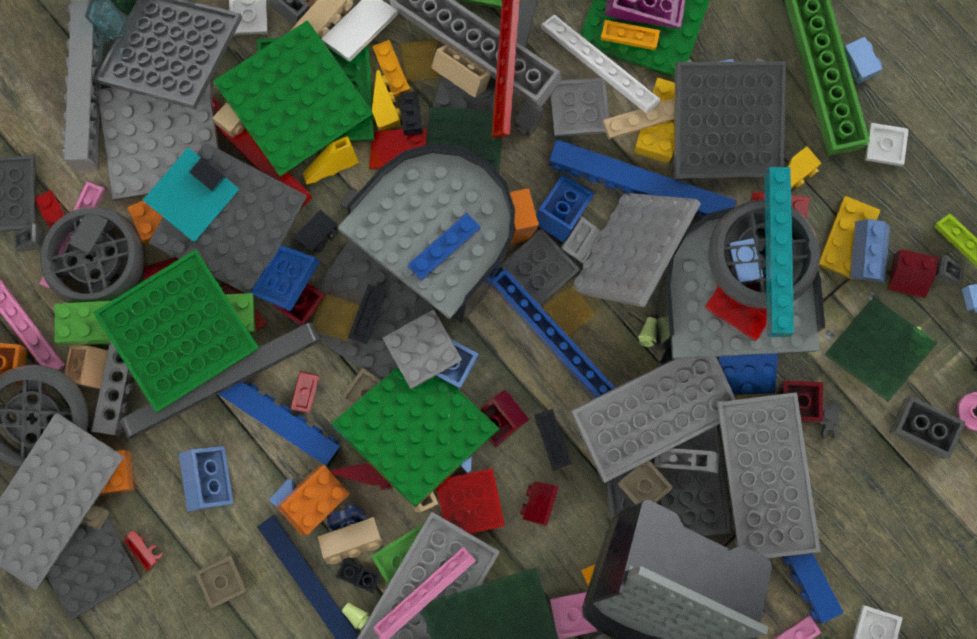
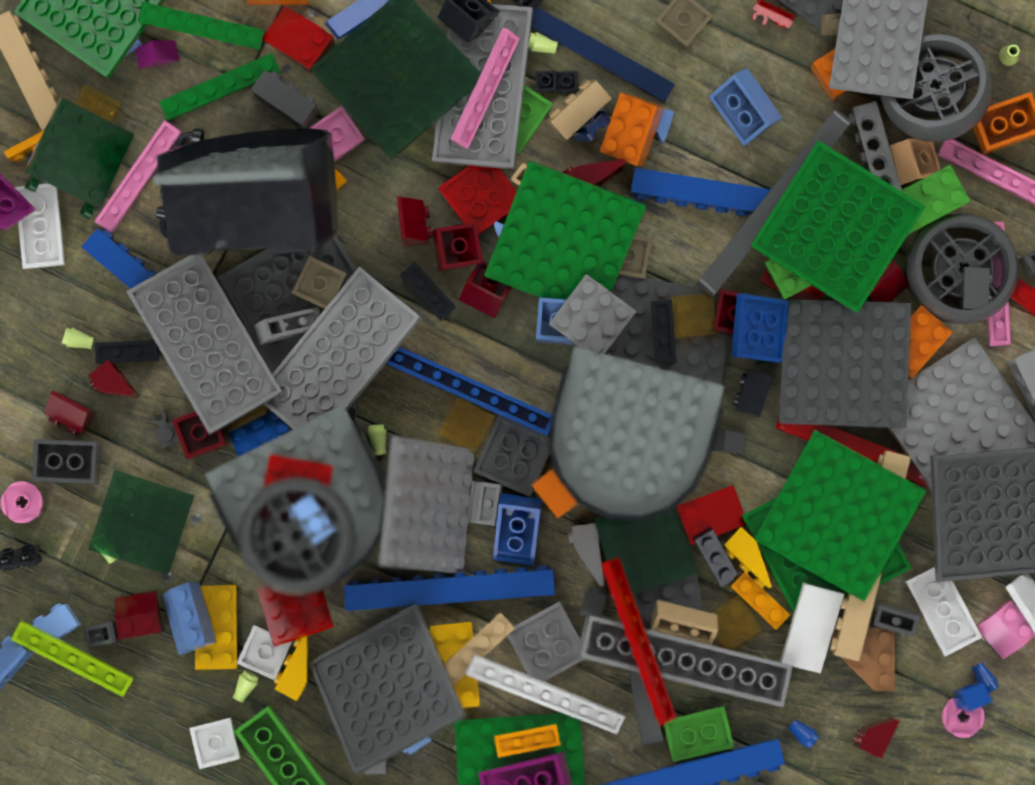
camera: 160 degrees right, 5 degrees up
(191, 194) = (891, 368): teal piece -> none
(304, 391) = (690, 230): plate -> none
(333, 159) = (773, 473): yellow slope -> none
(444, 246) = (611, 412): blue plate -> none
(510, 465) = (457, 246): none -> dark red slope
(512, 165) = (587, 546): none -> light grey slope
(779, 252) = (284, 534): teal brick -> none
(822, 198) = (261, 655): none -> white plate
(838, 502) = (126, 351): none -> black plate
(841, 180) = (246, 683): none -> yellowish green cone
(860, 477) = (111, 381): none -> dark red slope
(876, 532) = (77, 339): none -> yellowish green cone
(908, 470) = (68, 412): none -> dark red slope

